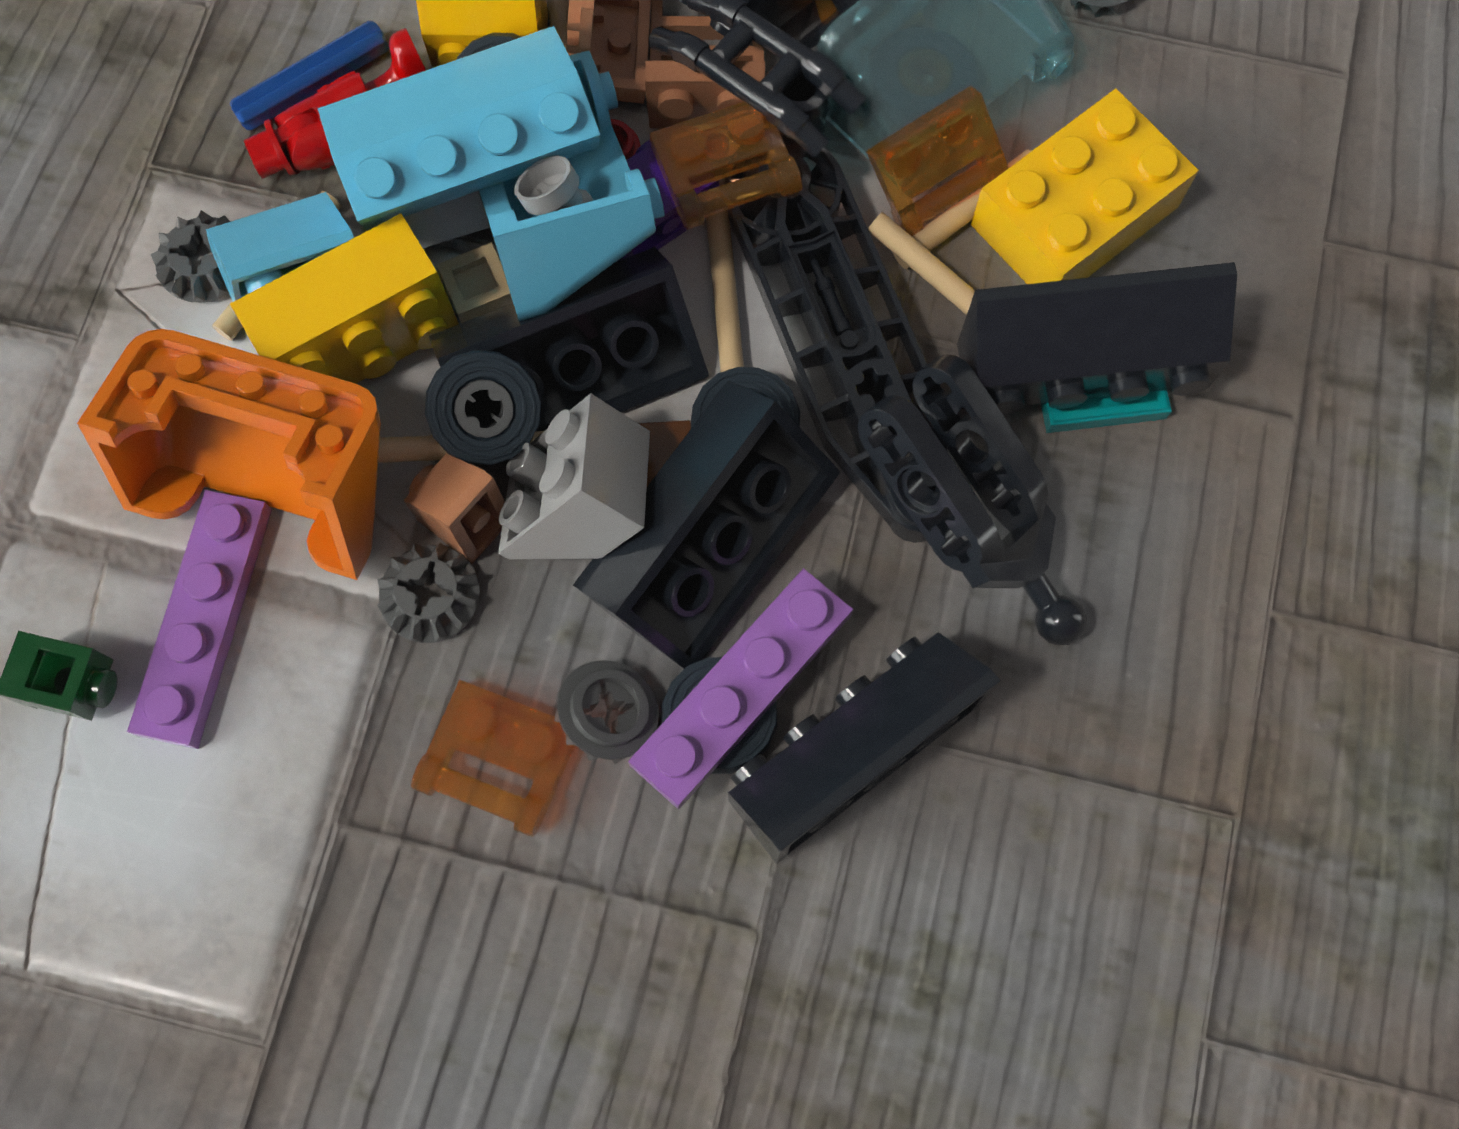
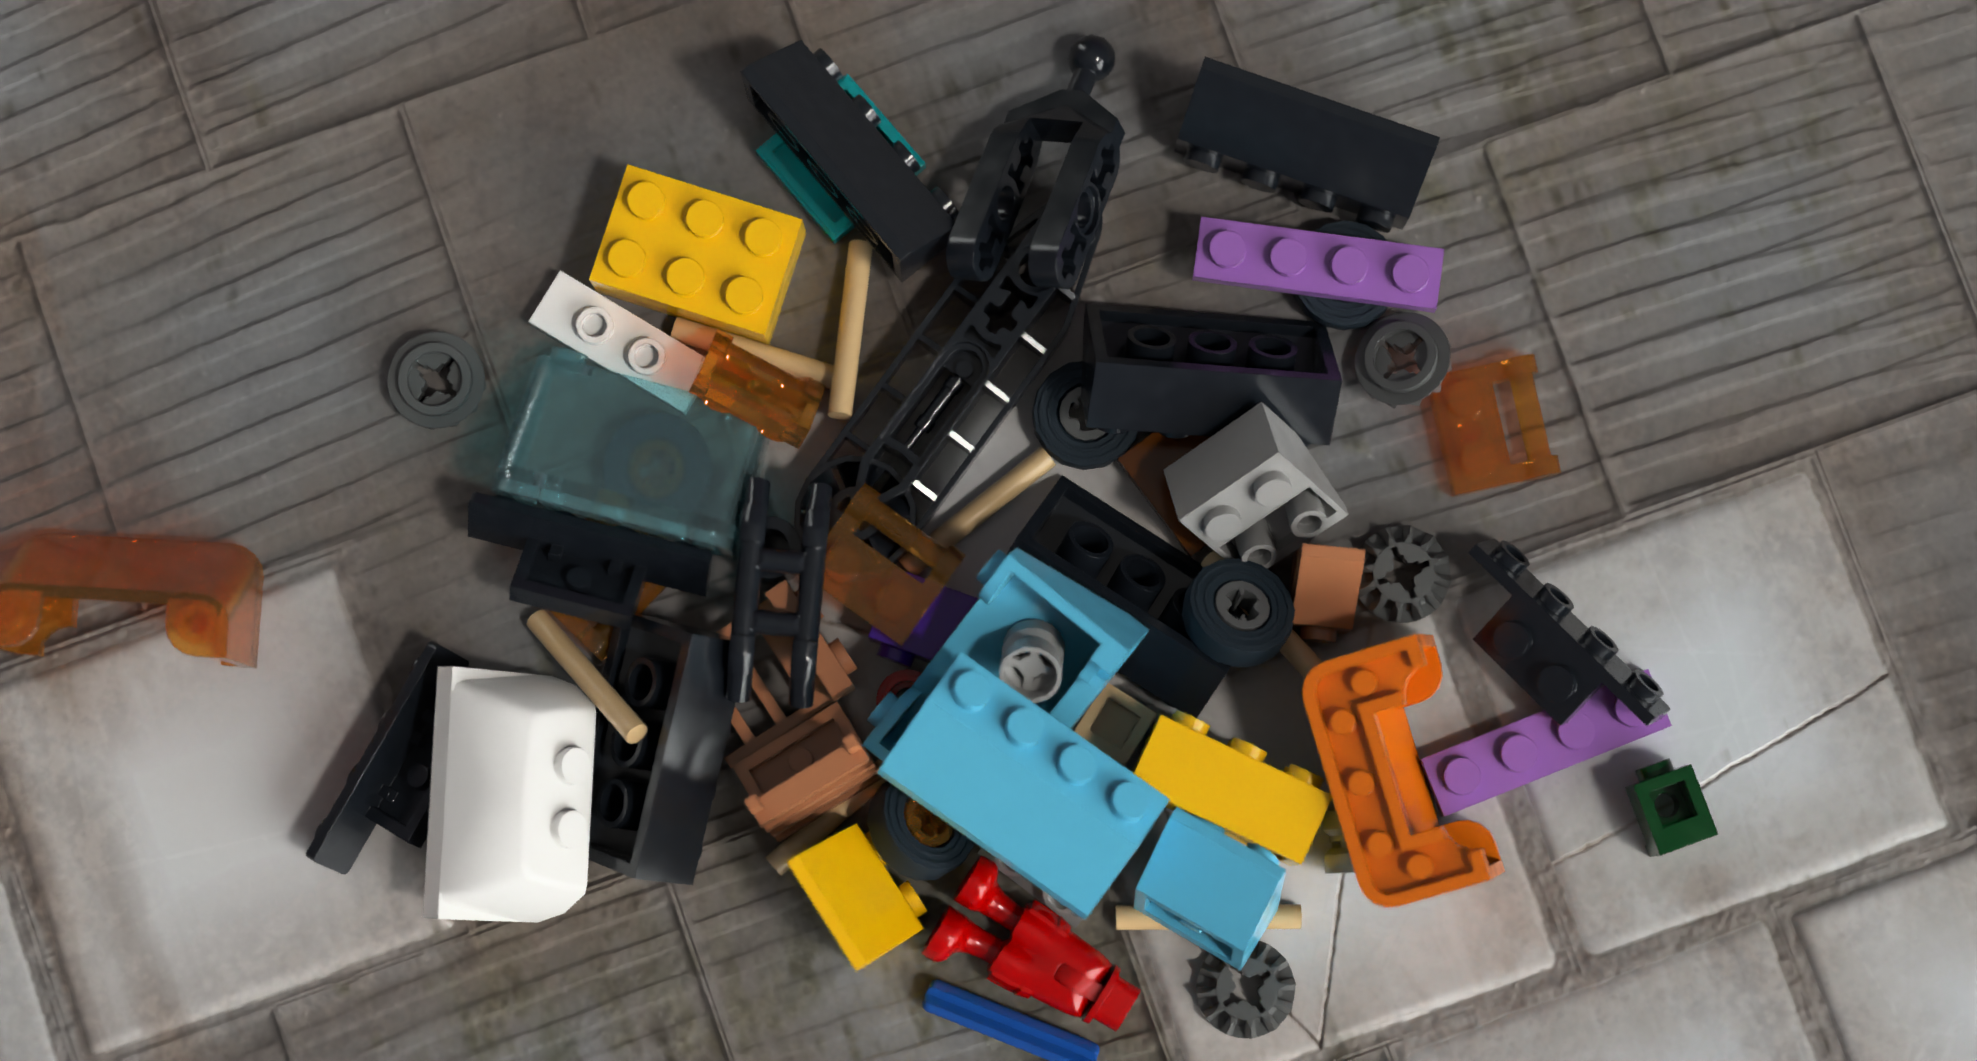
camera: 125 degrees left, 10 degrees up
(260, 668) = (1551, 649): none -> black bracket
(1044, 109) = (612, 335): none -> white plate

